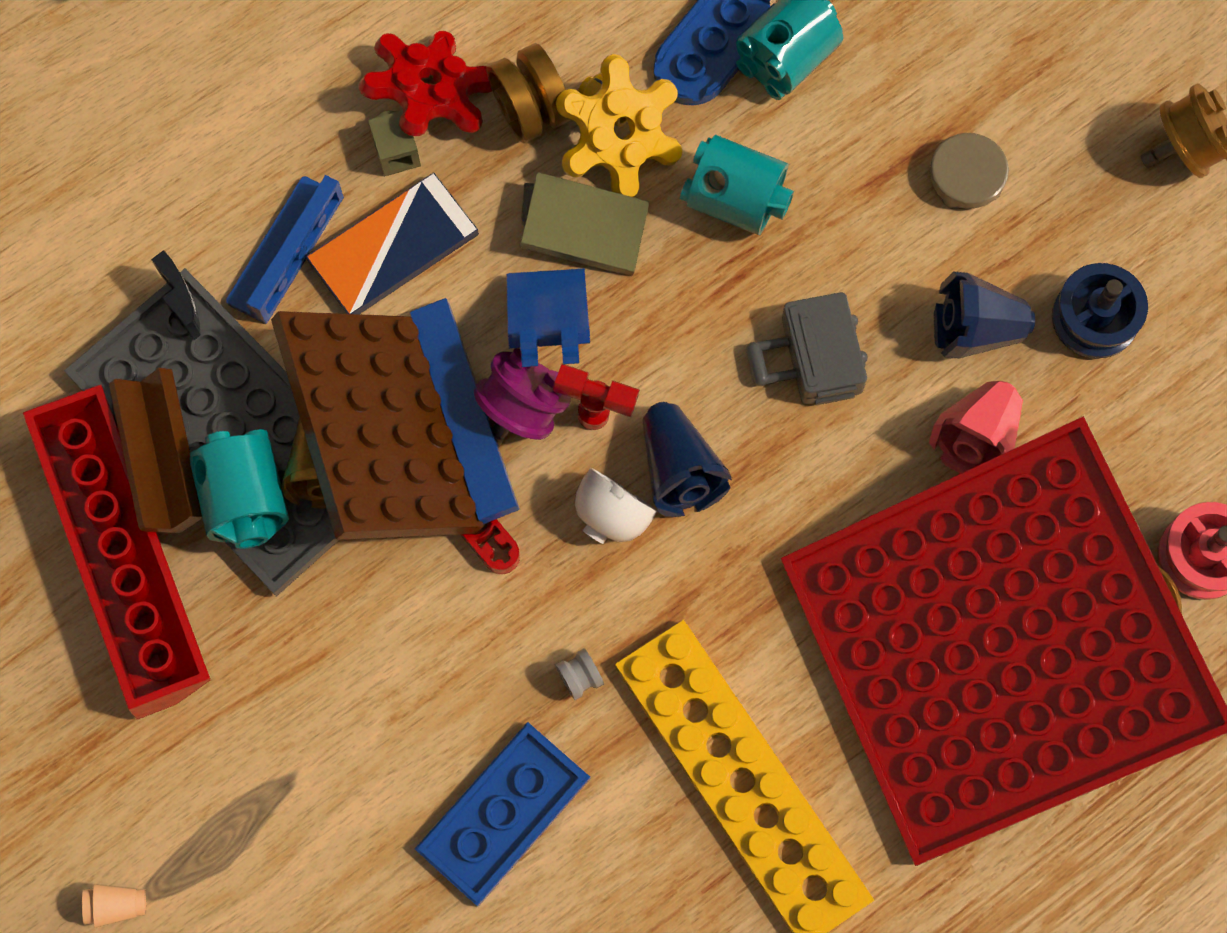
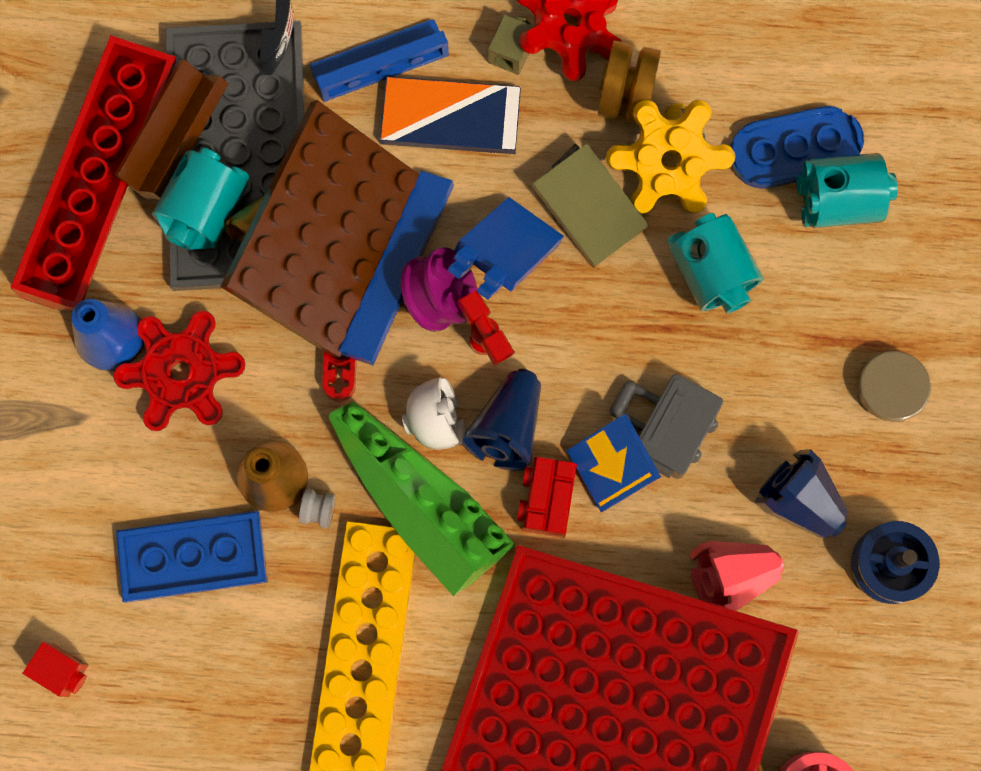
camera: 40 degrees right, 5 degrees up
(250, 684) = (105, 333): none -> blue cone
(339, 632) = (156, 368): none -> red plate
(516, 695) = (278, 486): none -> pearl gold cone
(665, 592) = (421, 502): none -> bright green wedge
(769, 496) = (548, 497): none -> red brick
(800, 421) = (614, 463): none -> blue tile

